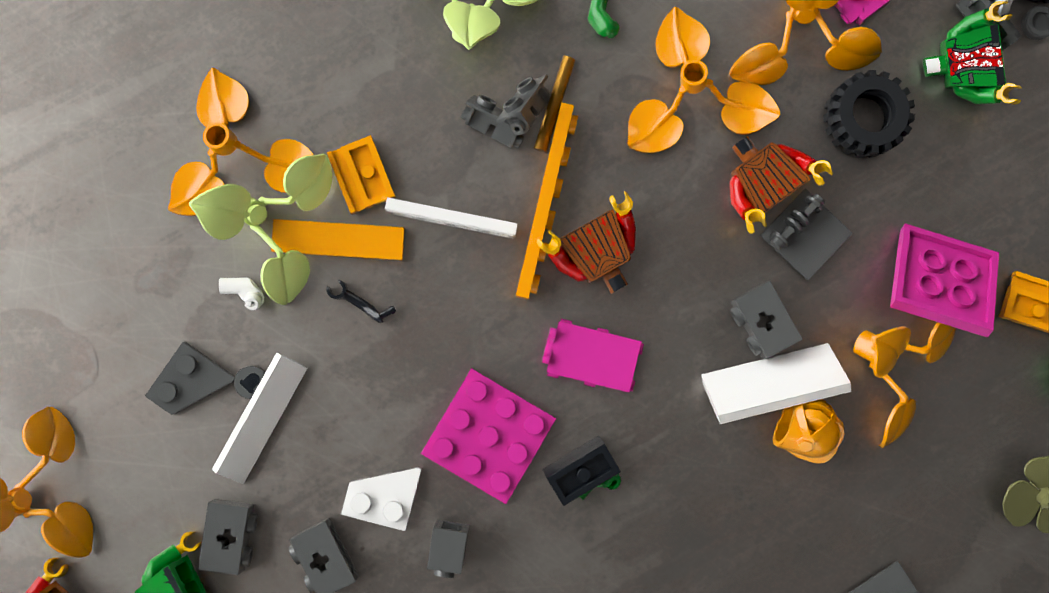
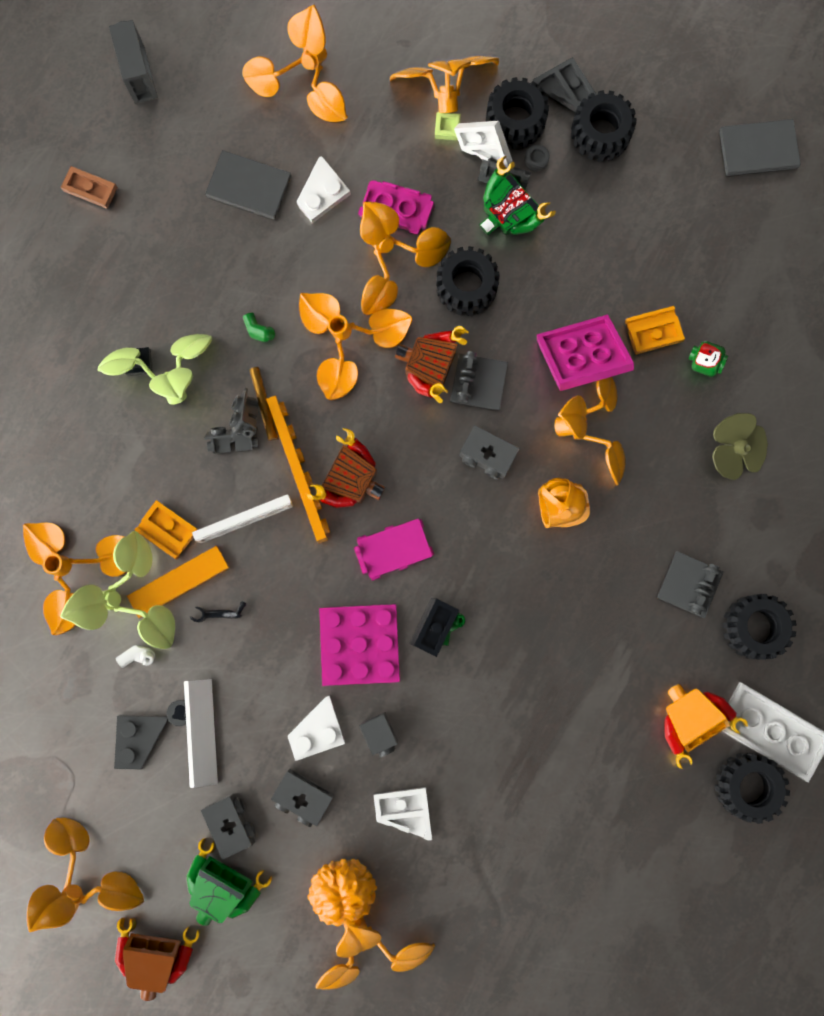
camera: 25 degrees left, 5 degrees down
(775, 383) = (521, 488): white tile -> none

